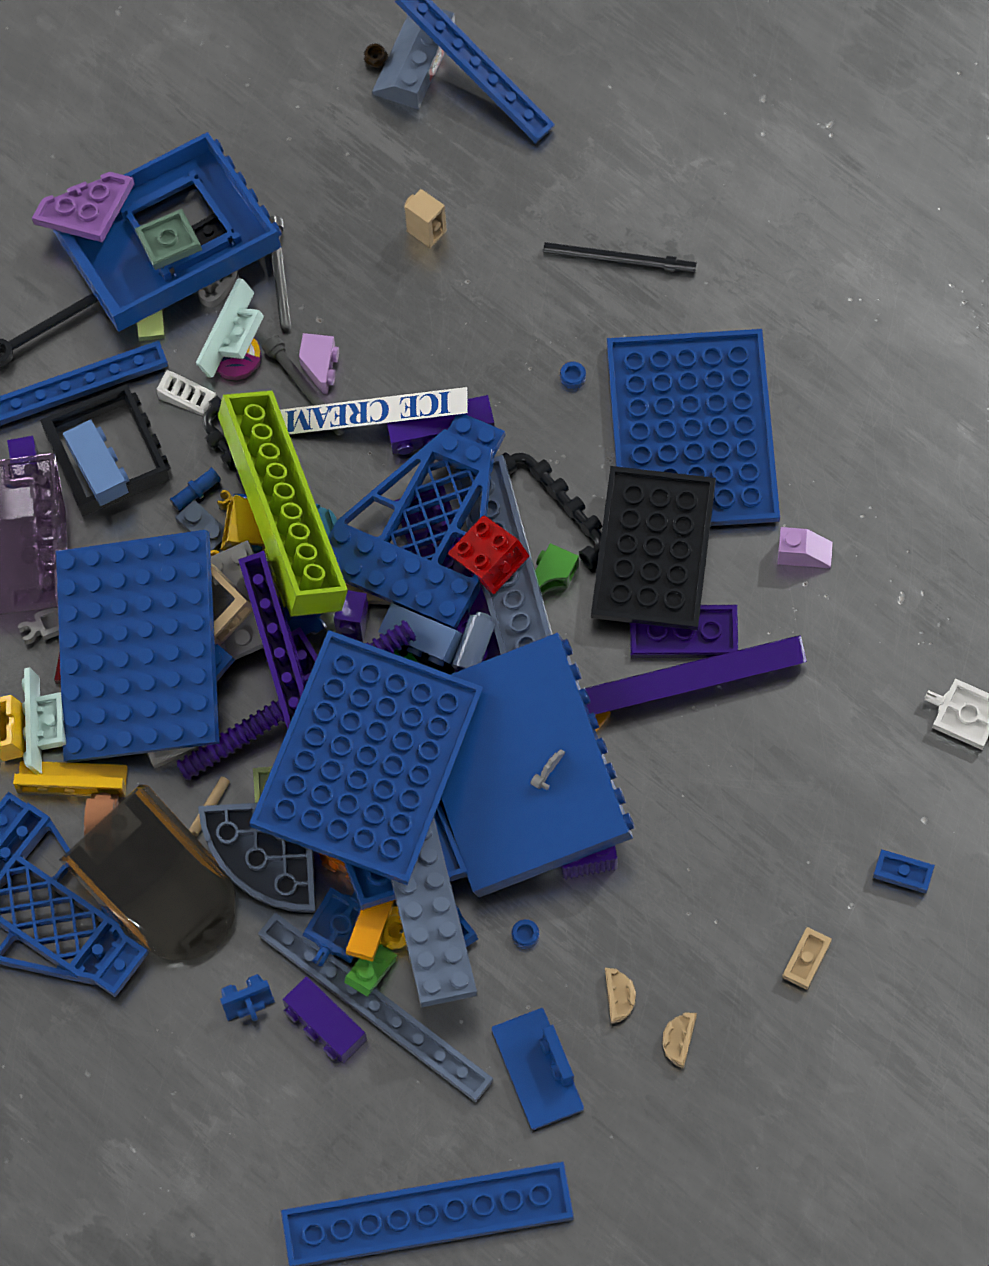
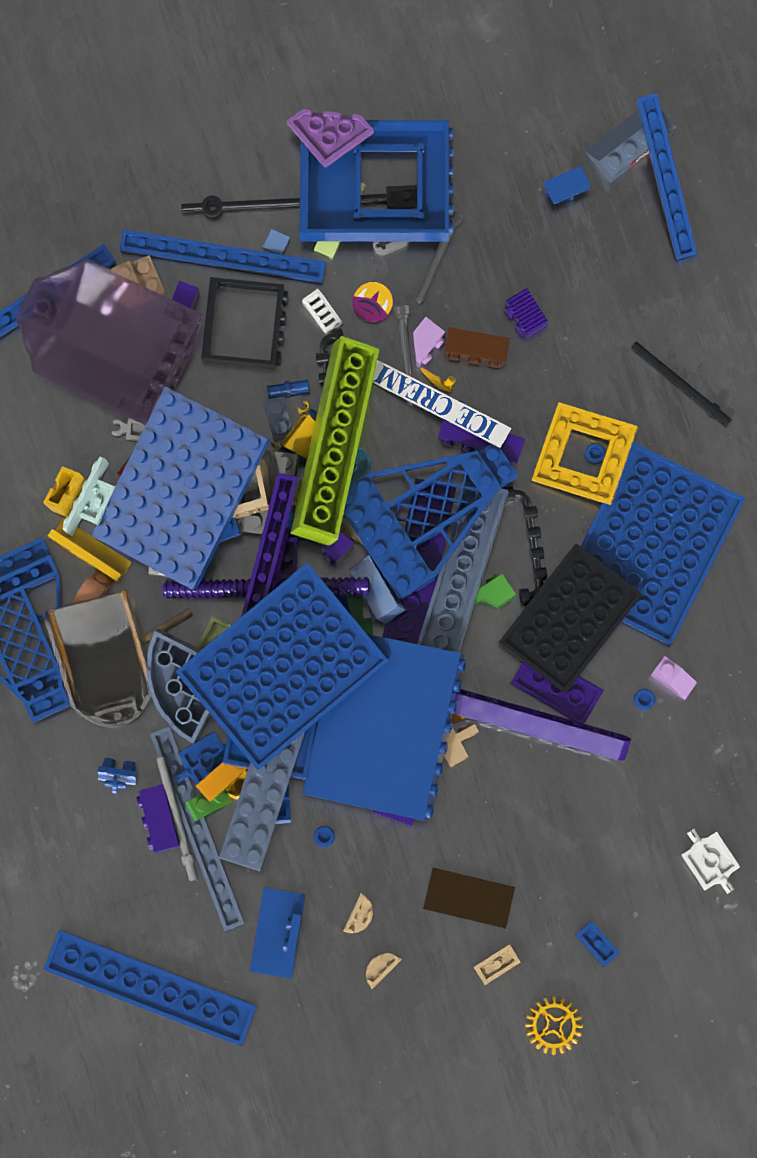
camera: 30 degrees right, 15 degrees up
(92, 351) = (276, 242): none -> medium blue tile
(96, 462) = (229, 334): medium blue brick -> none
(168, 239) = (370, 194): sand green plate -> none
(232, 330) = (379, 285): light aqua bracket -> none
(353, 395) = (438, 382): none -> yellow bar
(373, 129) = (567, 185): none -> blue panel
(375, 50) = (603, 119): dark brown plate -> none
(377, 337) = (476, 347): none -> reddish brown brick
(383, 1045) = (188, 857): none -> light grey bar
(409, 276) = (526, 313): none -> dark purple brick
(425, 217) = (561, 277): tan brick -> none
(474, 641) = (405, 619): sand blue brick -> none
(489, 553) = (452, 561): red bracket -> none
(539, 781) = (386, 748): light grey piece -> none
(599, 402) = (571, 418): none -> yellow plate
(618, 754) = (456, 751): none -> tan brick
(729, 906) = (469, 898): none -> dark brown tile
(787, 591) = (644, 699): none -> blue tile
(903, 981) = (539, 1035): none -> yellow gear

